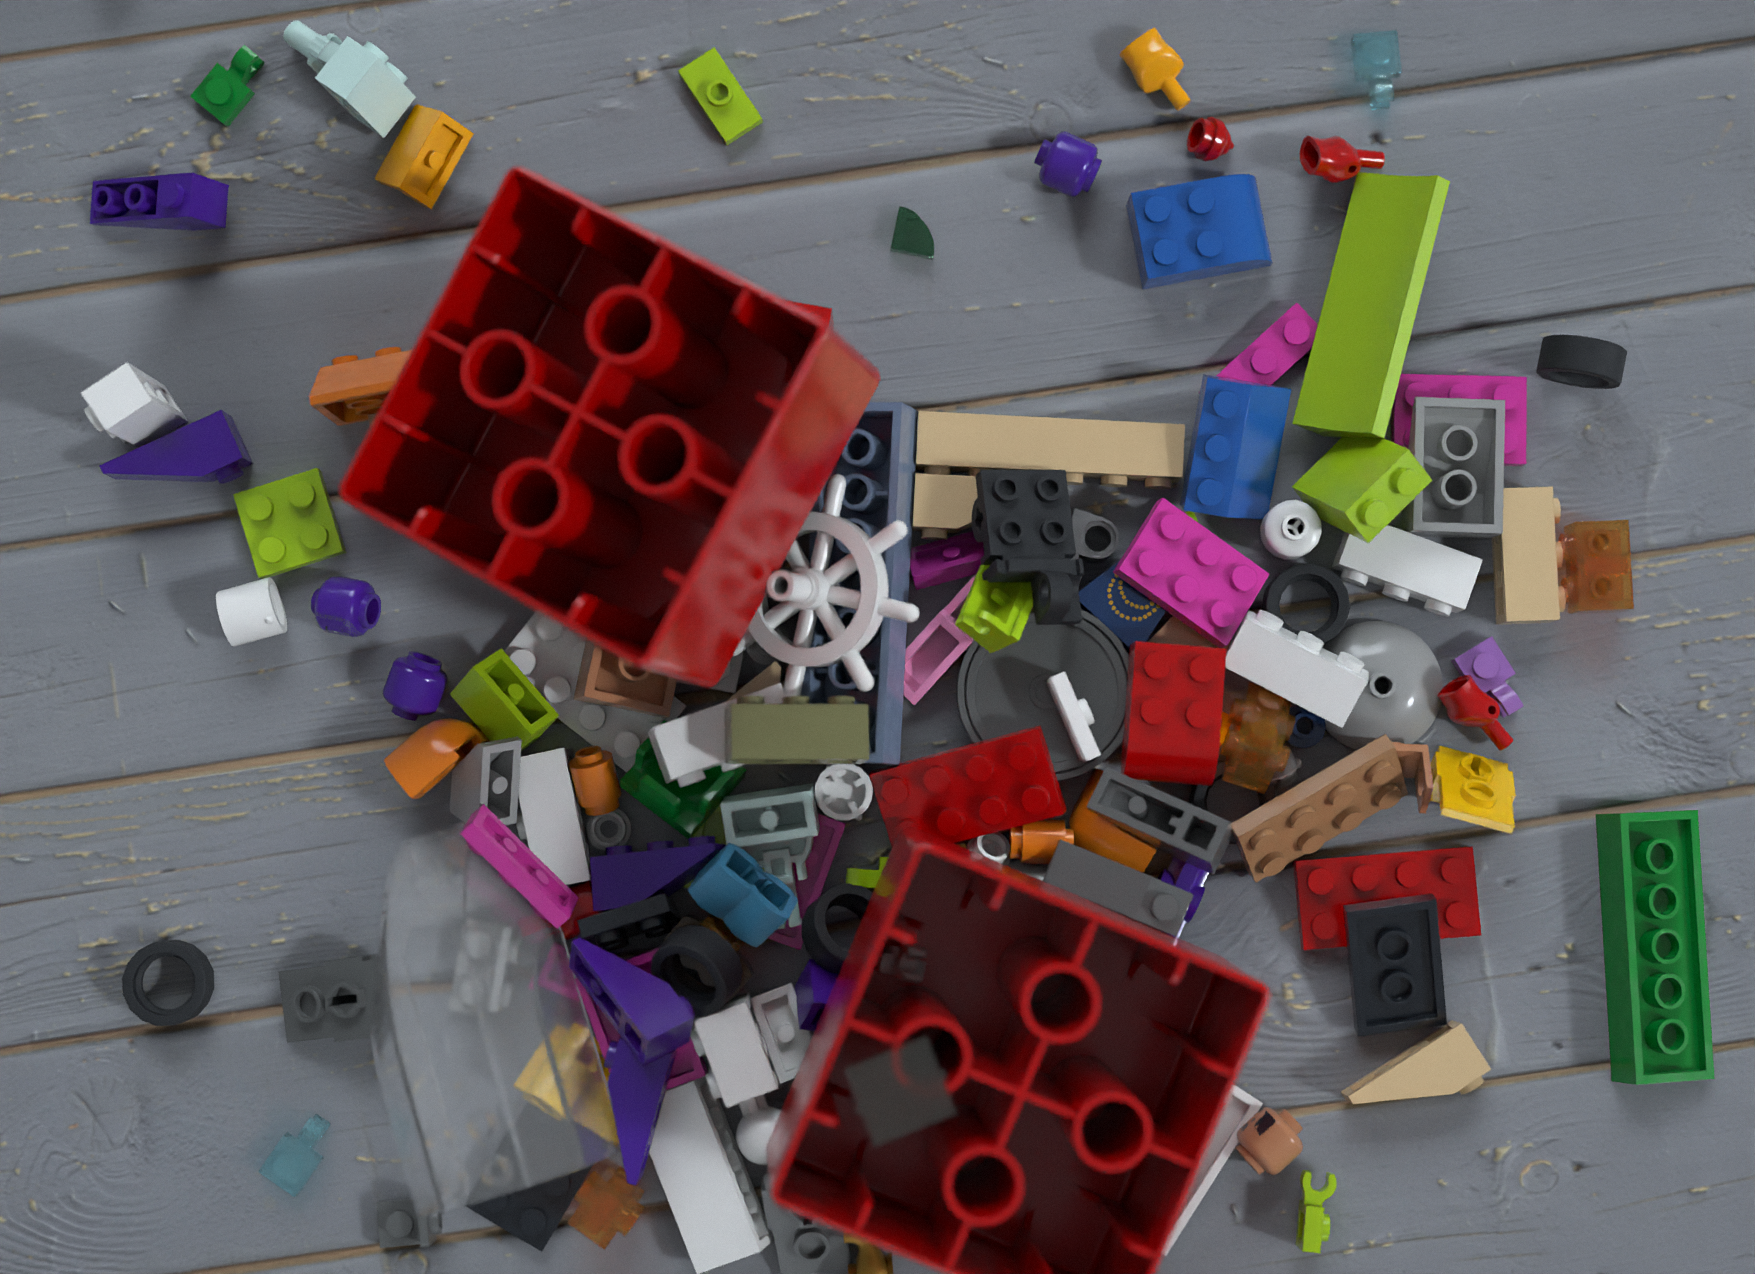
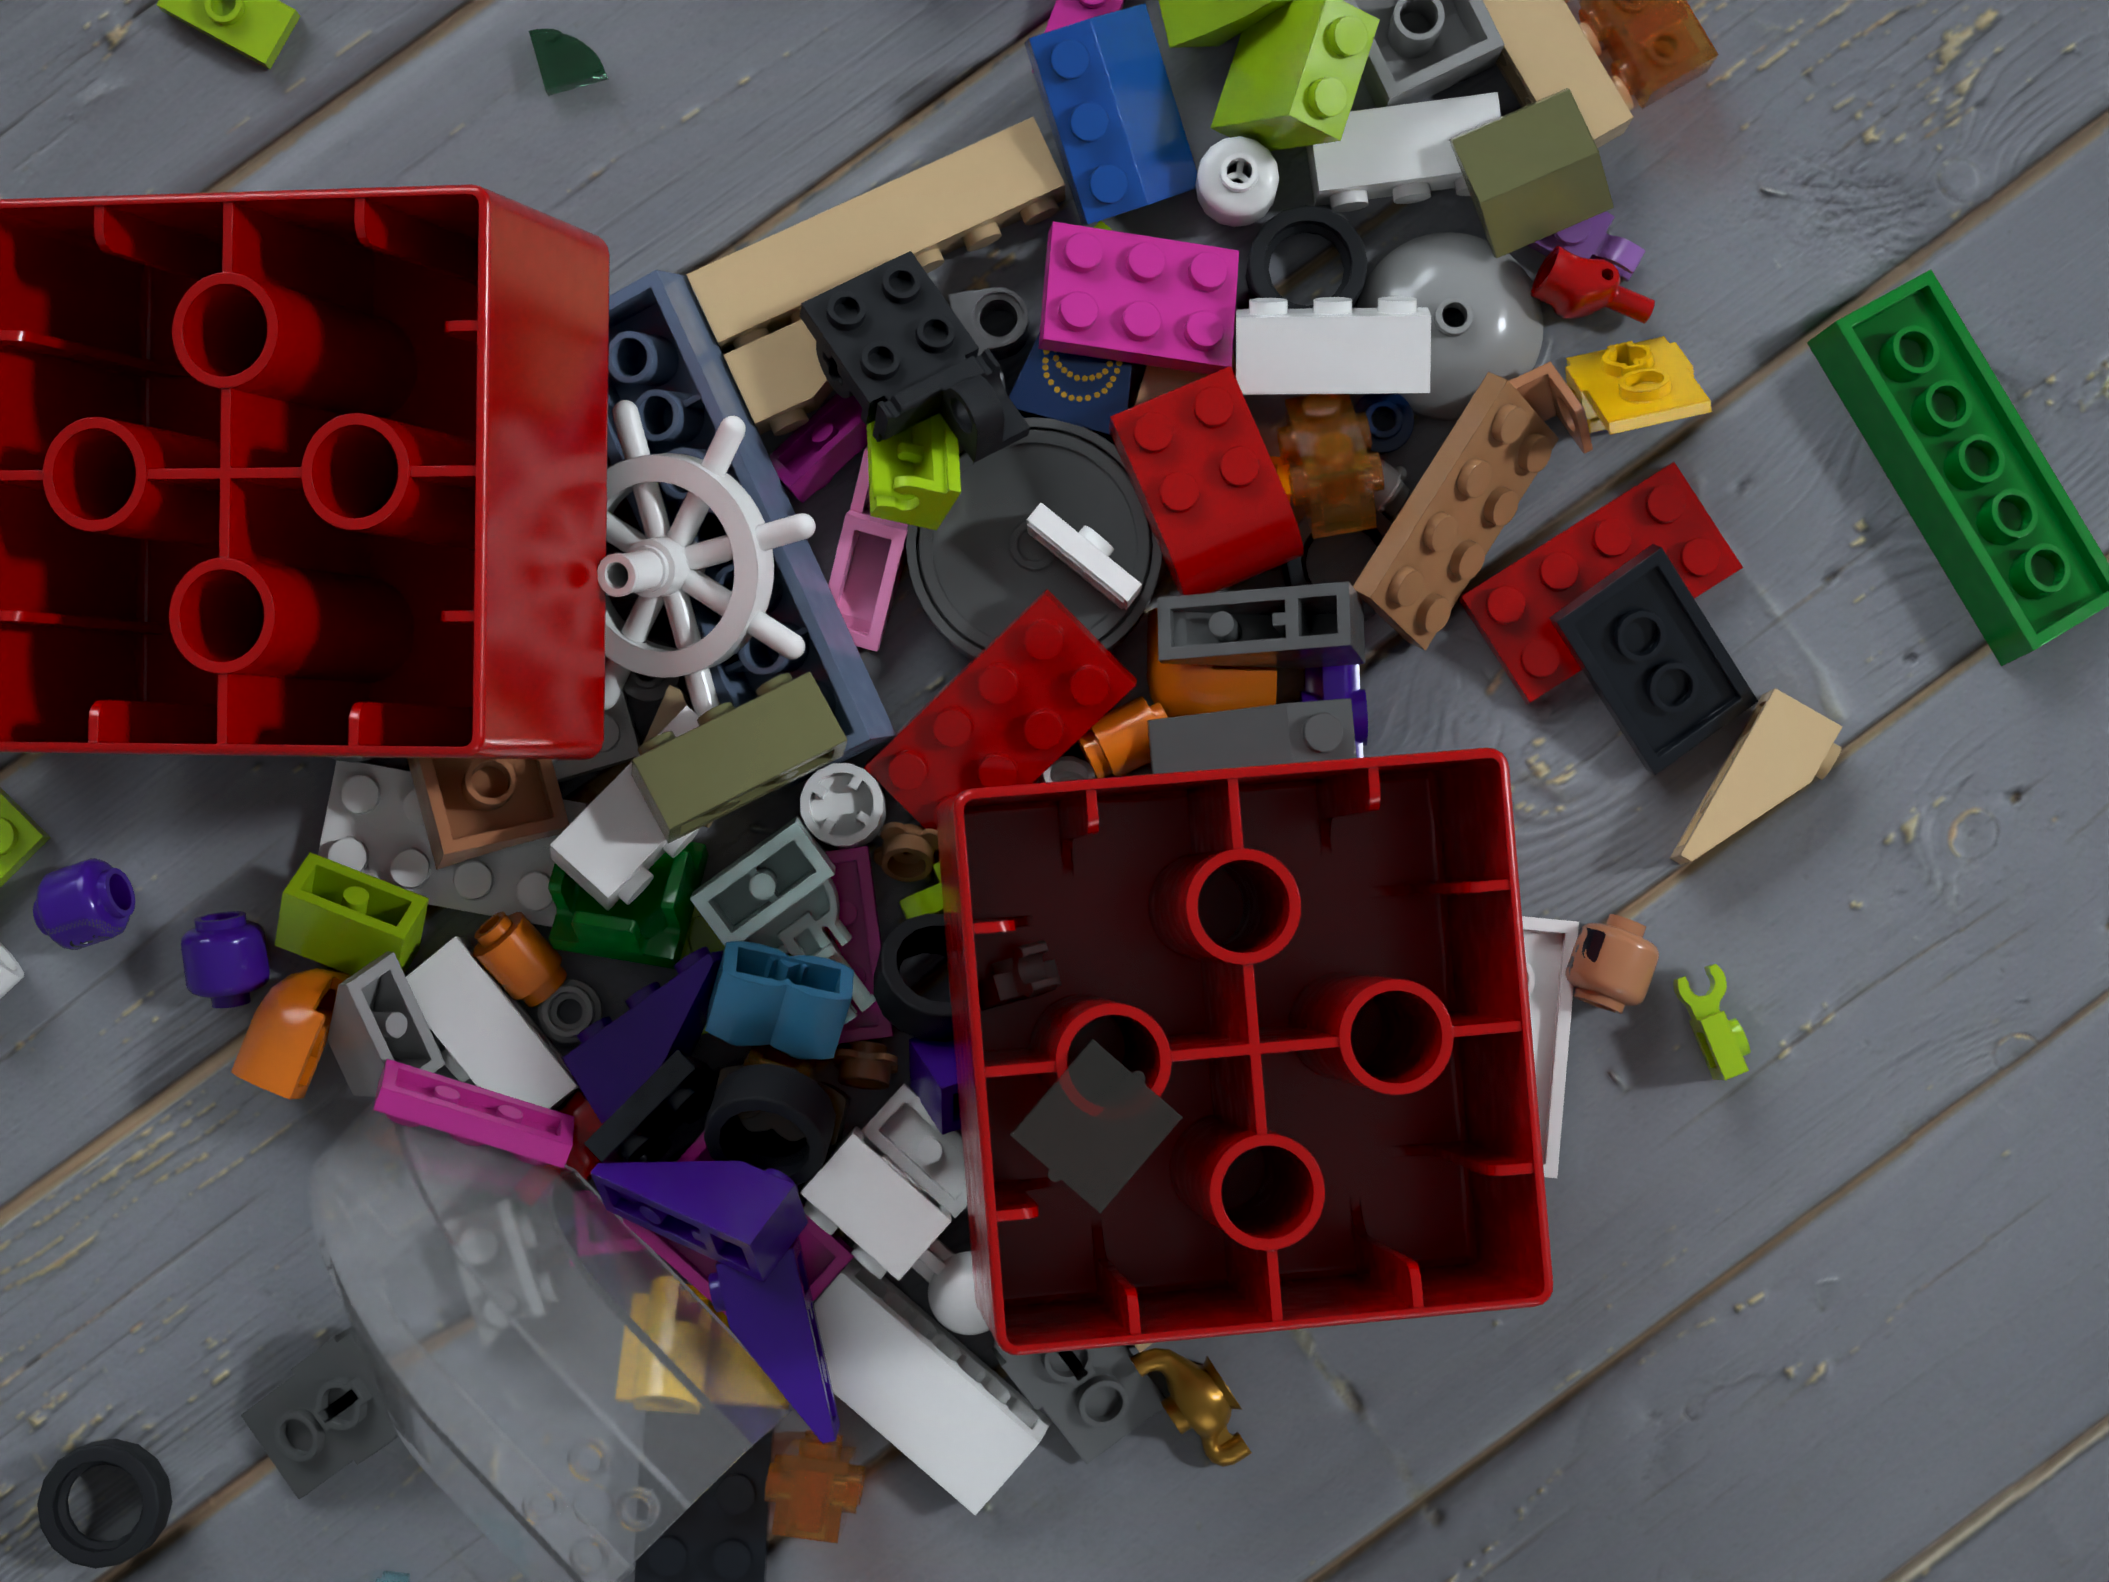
camera: 25 degrees left, 0 degrees up
(774, 959) = (865, 1065): none -> medium nougat plate
(868, 840) = (906, 851): none -> medium nougat plate
(1478, 621) = (1533, 172): none -> olive slope

